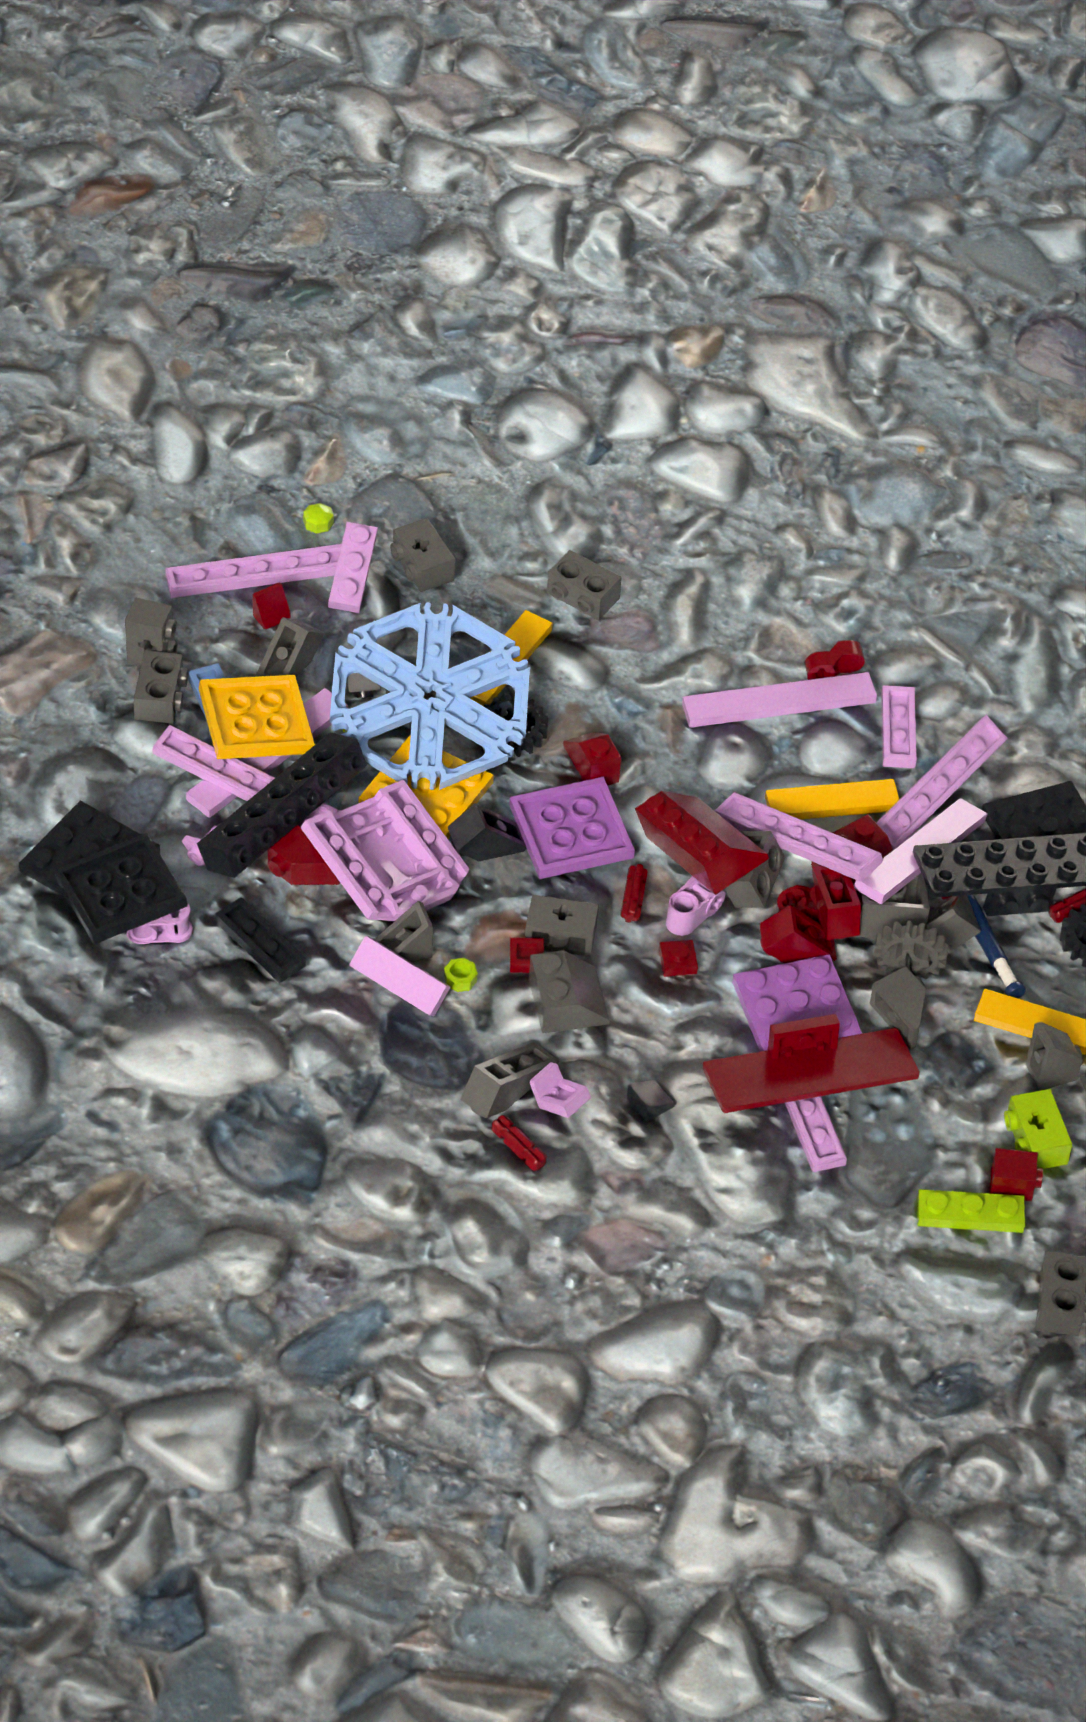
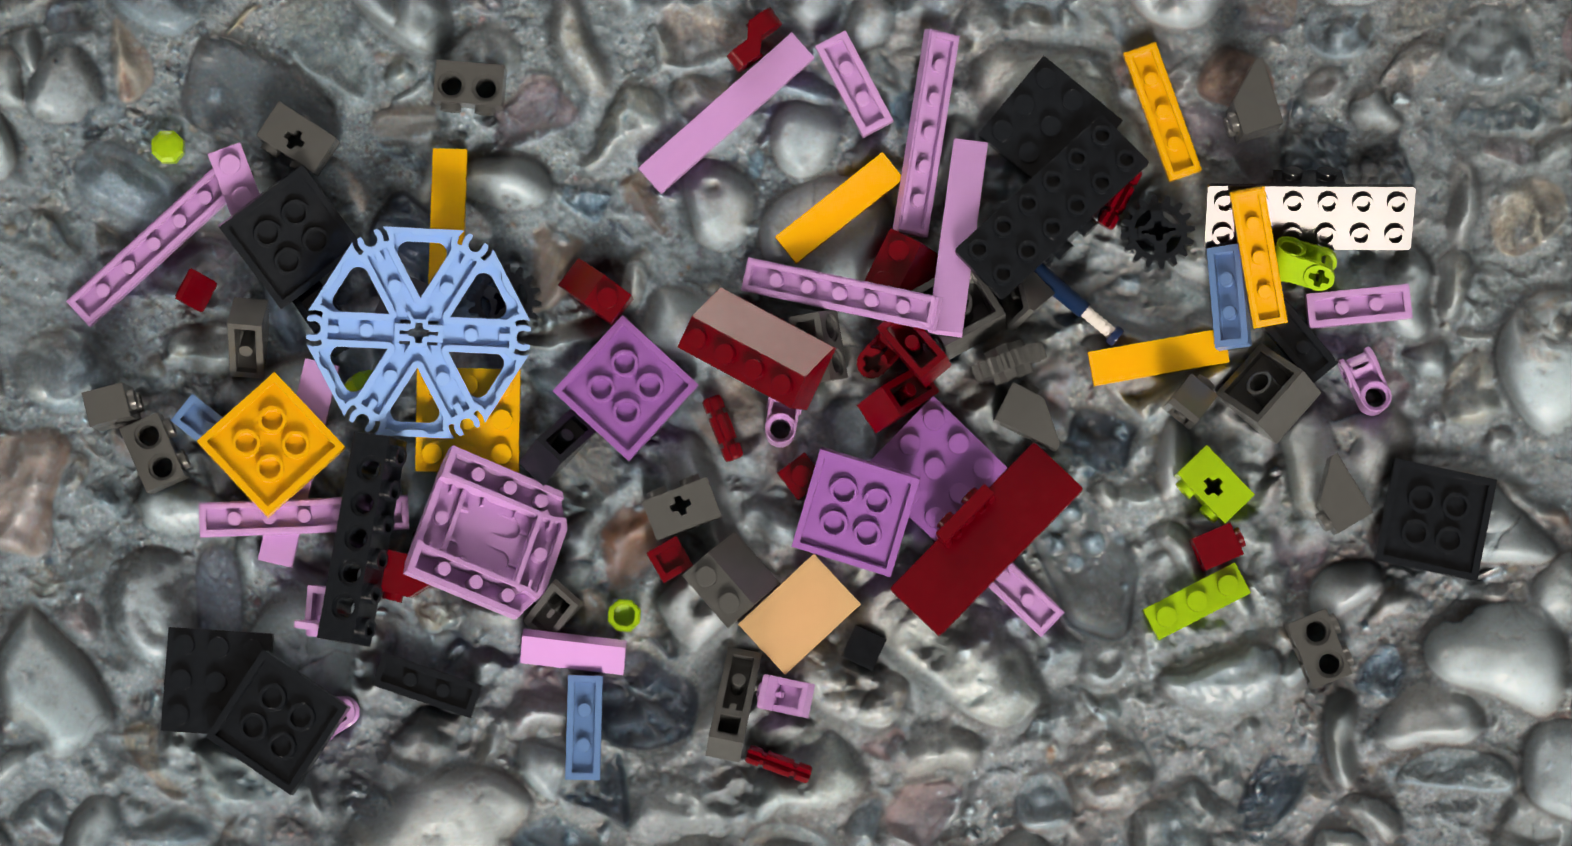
camera: 25 degrees left, 35 degrees up
(367, 590) = (289, 236): none -> black plate
(369, 1032) = (584, 727): none -> medium blue plate
(611, 1048) = (799, 614): none -> tan tile
(709, 992) = (856, 511): none -> medium lavender plate

